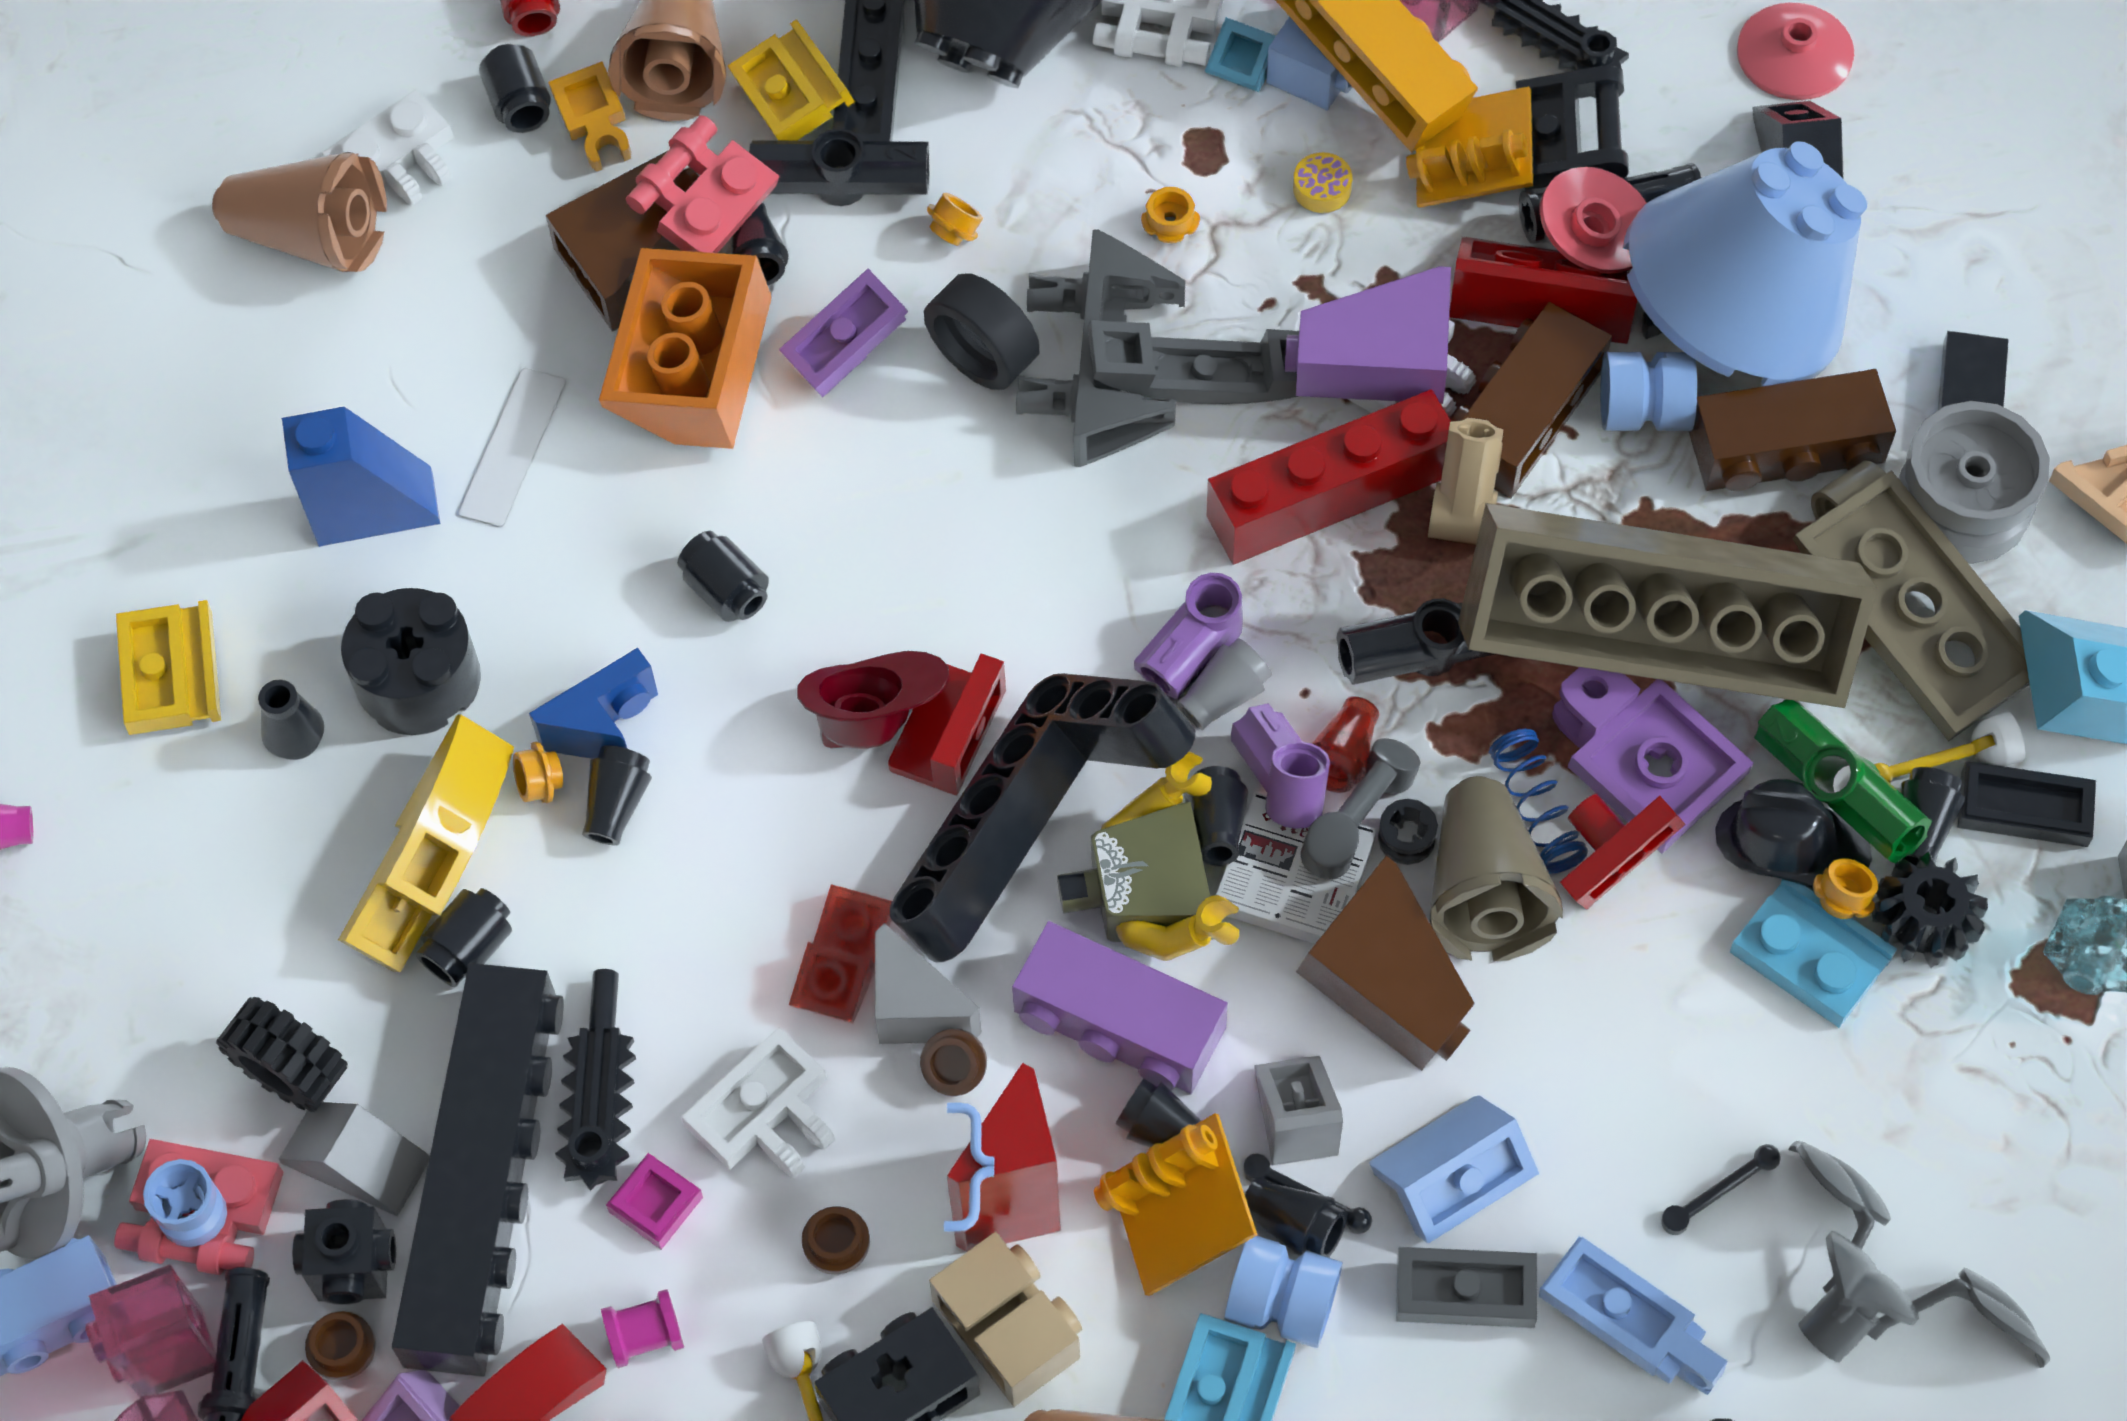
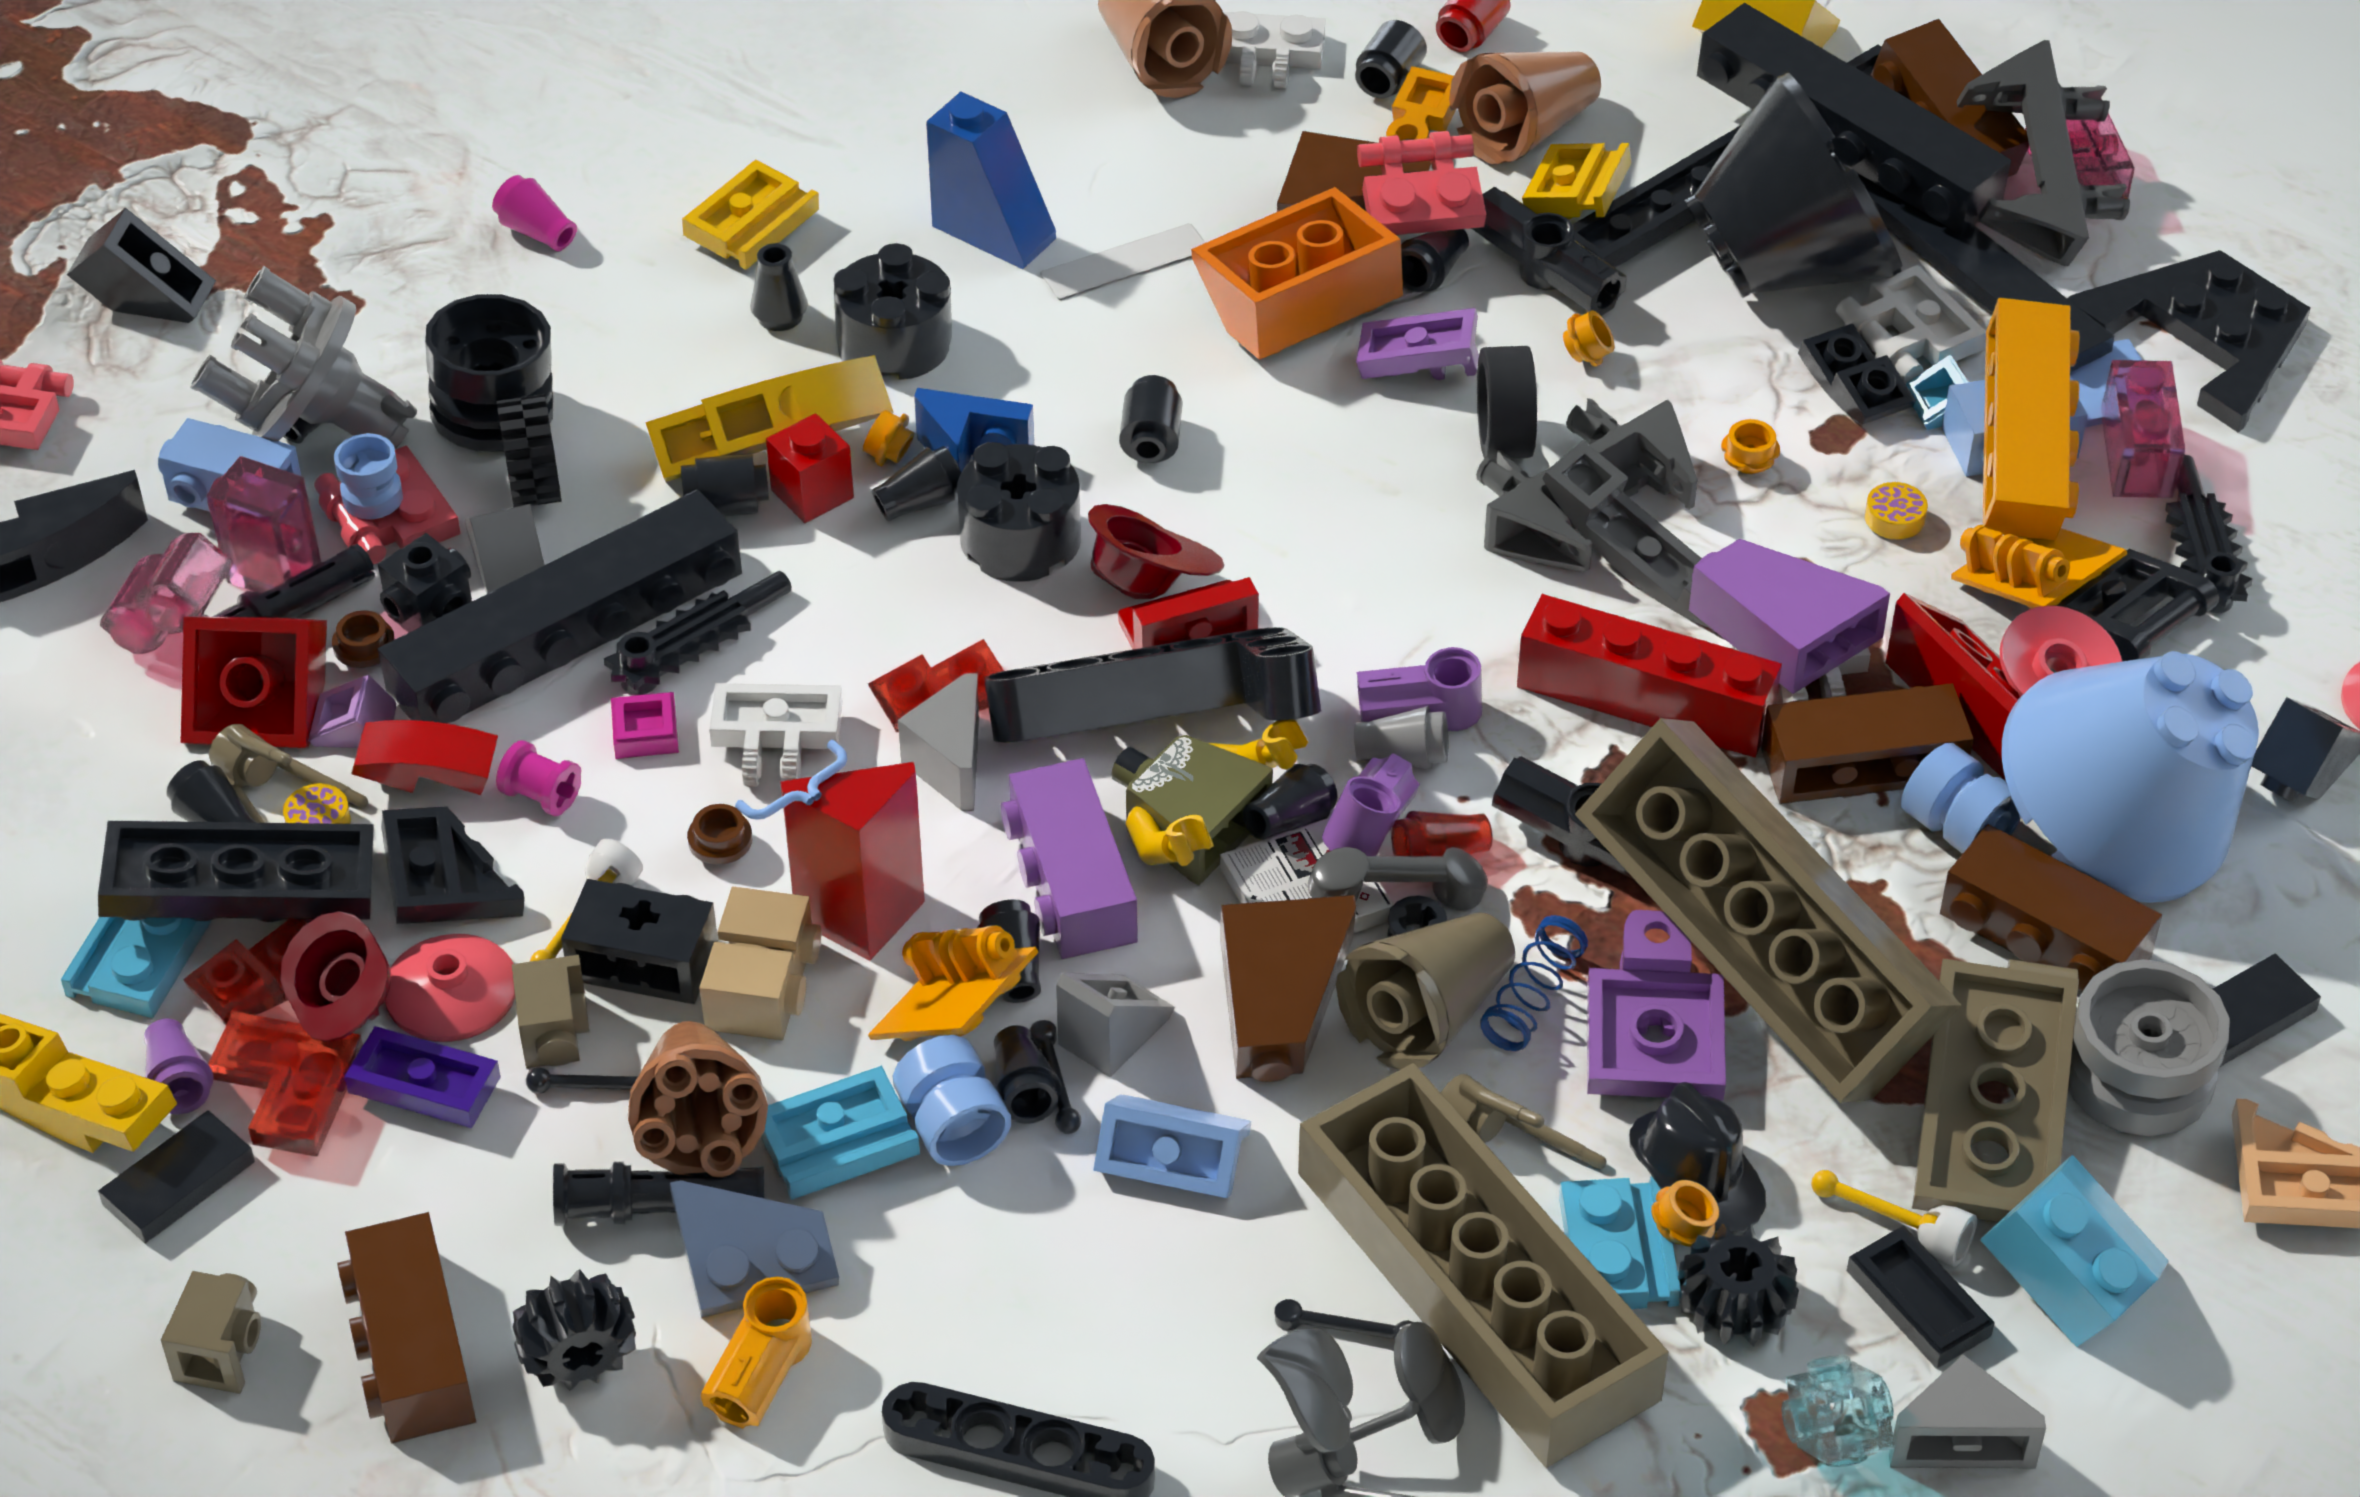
camera: 45 degrees right, 15 degrees down
(152, 982) = (482, 354): none -> black wheel
(518, 857) = (810, 468): none -> red brick
(727, 748) = (1019, 510): none -> black brick
(953, 1062) = (935, 798): reddish brown plate -> none
(1160, 91) = (1853, 377): none -> black slope
(1466, 480) = (1751, 727): tan piece -> none
(1466, 1287) = (1081, 1214): dark grey plate -> none
(1616, 845) = (1544, 1044): red tile -> none
(1621, 941) = (1489, 1111): none -> dark tan plant
(1632, 1316) = (1170, 1332): light blue hinge -> none
(1774, 1059) = (1482, 1264): none -> dark tan brick
(1868, 799) = (1777, 1146): green piece -> none
(1939, 798) = (1826, 1227): black cone -> none

